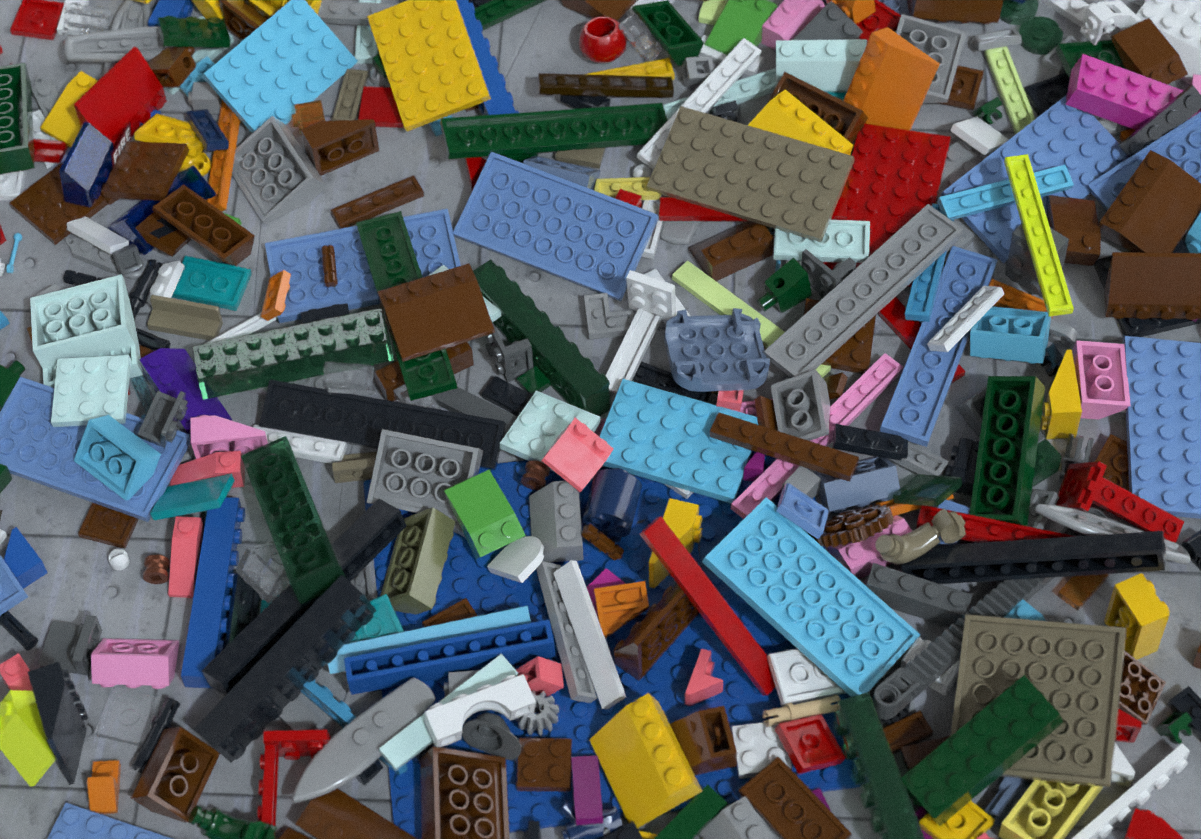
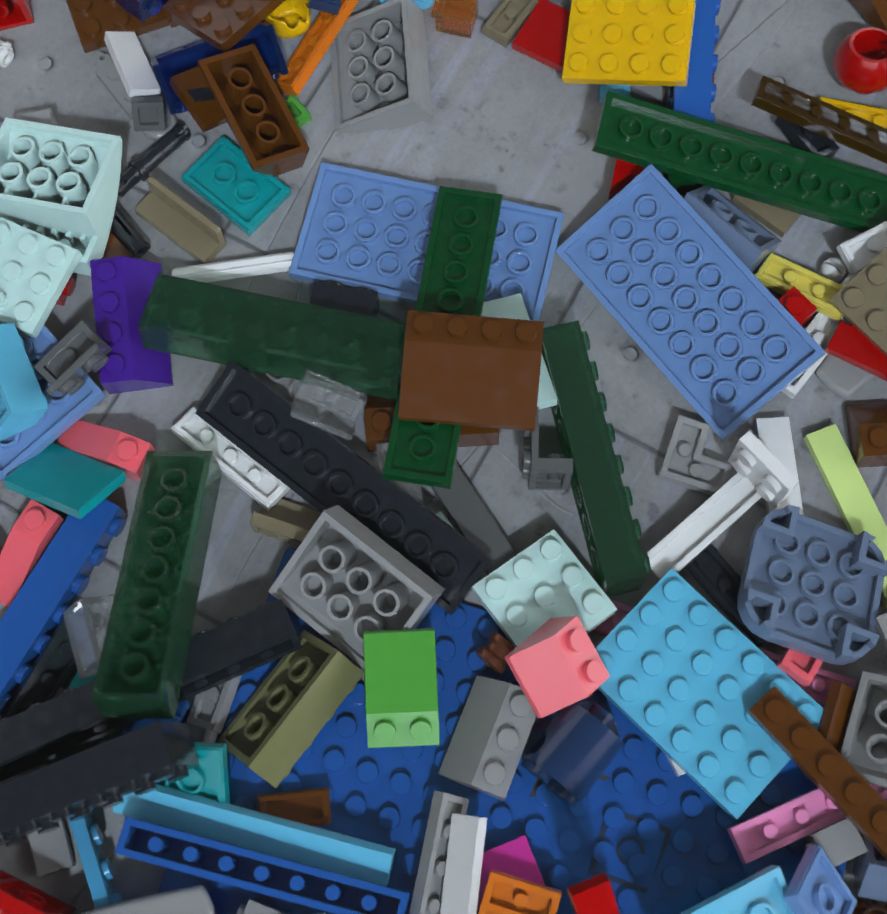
camera: 25 degrees right, 15 degrees up
(17, 237) = (18, 60): medium azure hinge -> none
(71, 277) = (92, 115): black axle -> none
(143, 392) = (85, 306): clear light blue axle -> none
(166, 280) = (182, 162): white plate -> none
(219, 434) = (126, 409): bright pink slope -> none
(275, 295) = (297, 242): orange plate -> none
(329, 266) = (381, 230): reddish brown axle -> none
(339, 143) = (472, 65): reddish brown slope -> none
(377, 202) = (484, 164): reddish brown tile -> none
(506, 396) = (518, 513): black plate -> none
(518, 559) = (418, 772): white tile -> none
(533, 381) = (560, 507): dark green tile -> none
(602, 542) = (535, 800): reddish brown axle -> none
(685, 523) = (638, 839): yellow slope -> none
(754, 467) = (789, 784): magenta slope -> none

